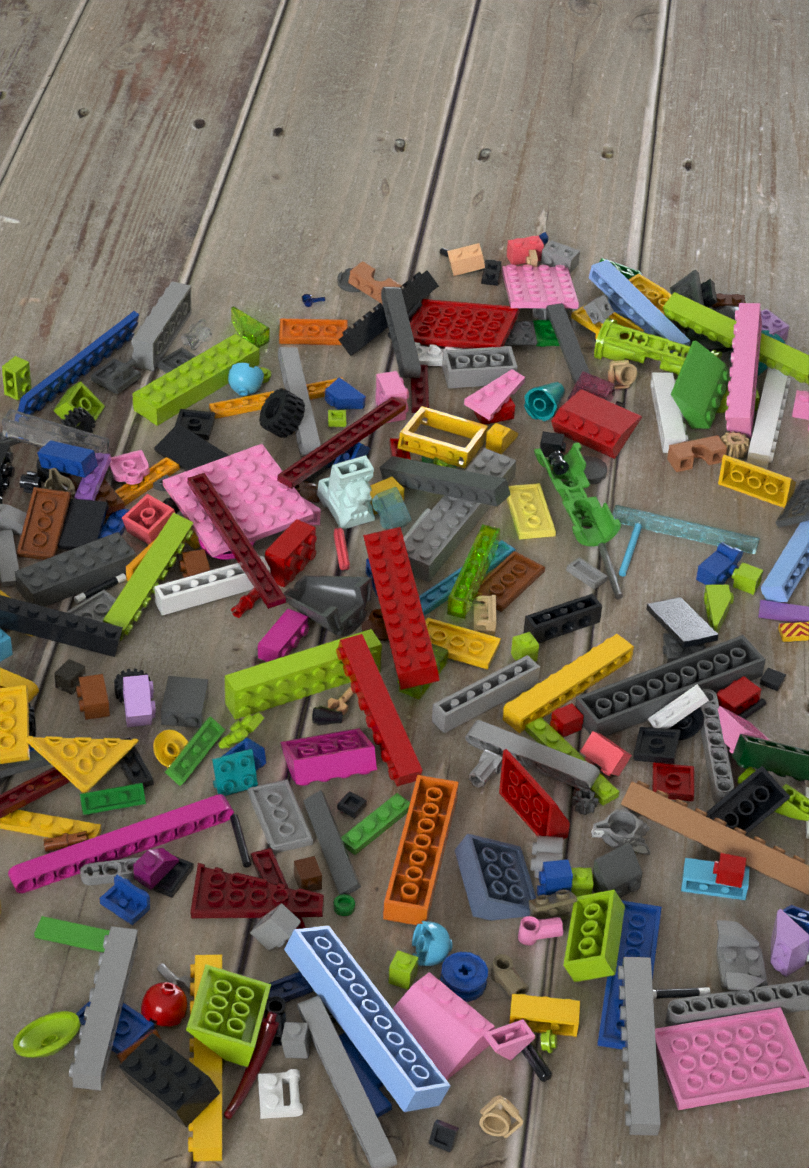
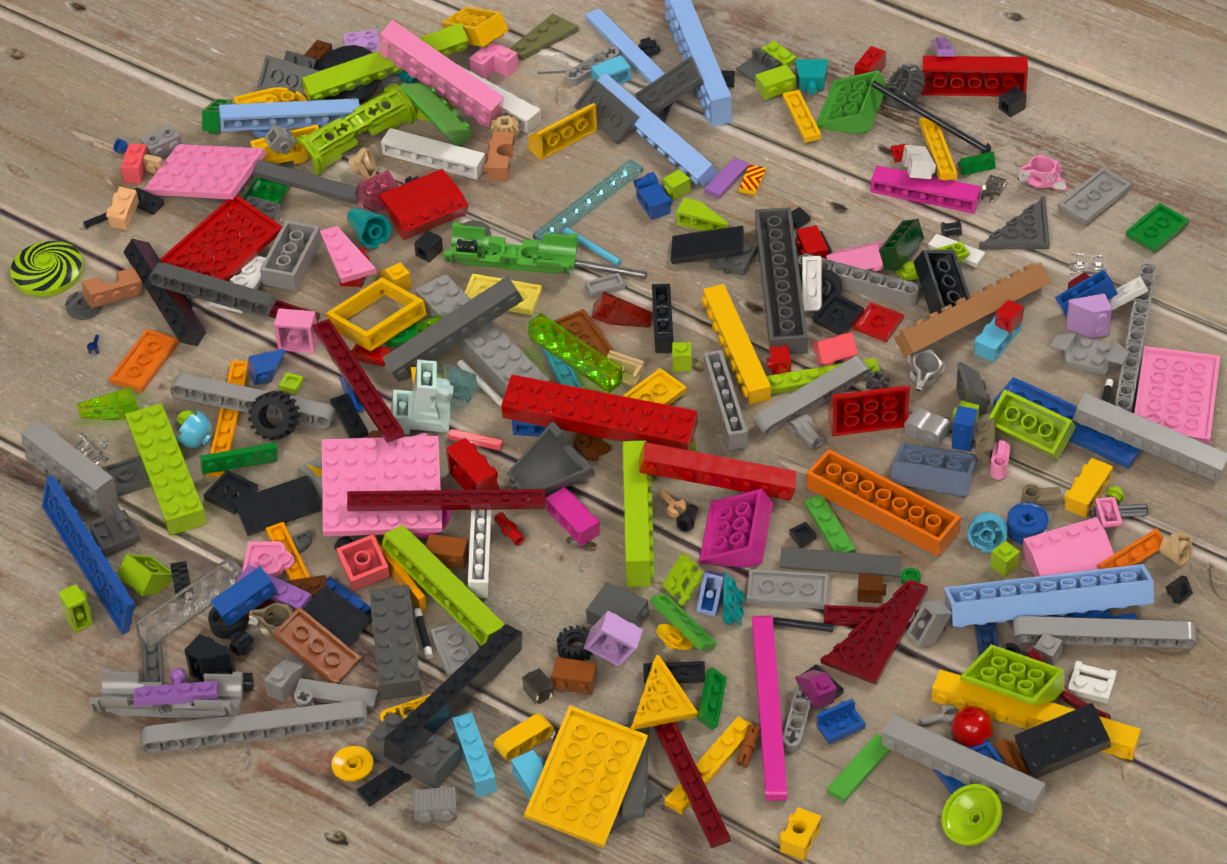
camera: 60 degrees left, 5 degrees up
(229, 413) = (238, 458): none -> green plate
(380, 248) = (46, 268): none -> dish
(470, 1078) = (1134, 552): none -> orange tile
(552, 584) = (617, 311): none -> clear red slope

